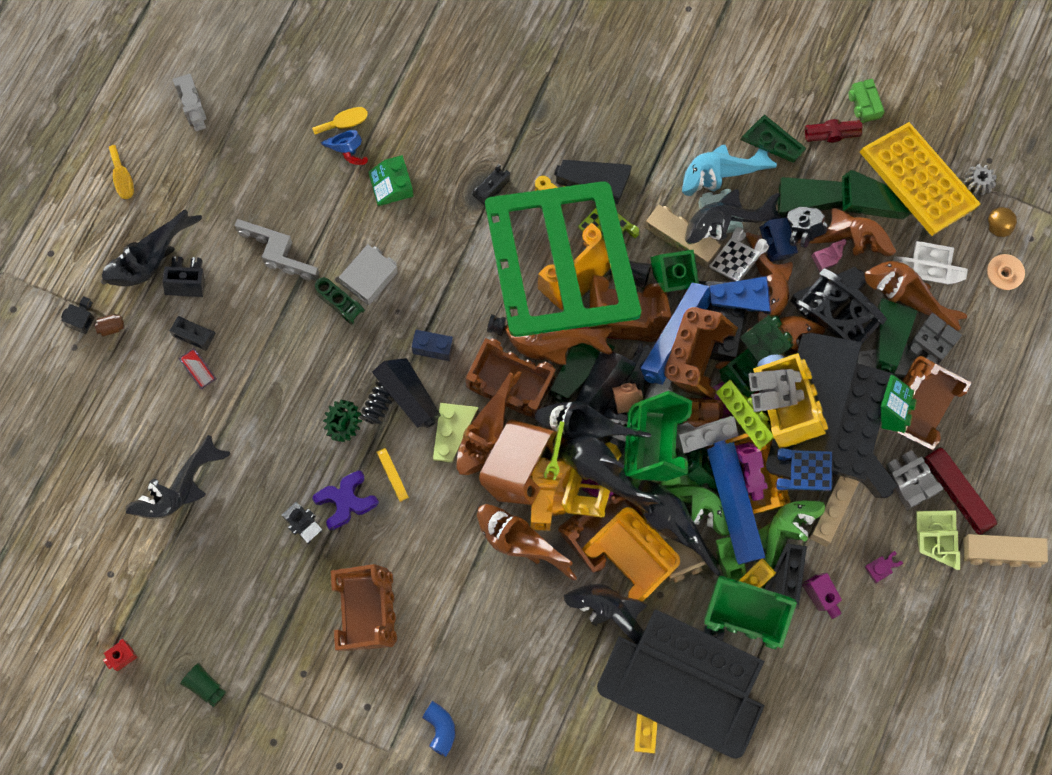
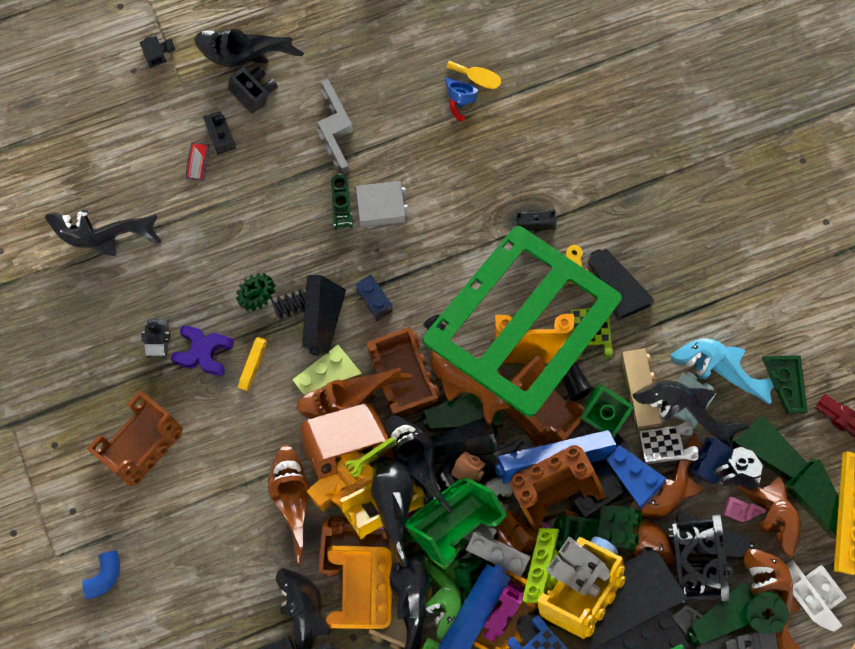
camera: 50 degrees right, 0 degrees up
(109, 325) = (169, 75): reddish brown brick -> none
(391, 181) = (466, 151): green slope -> none
(929, 304) = (774, 622): none -> dark green plate

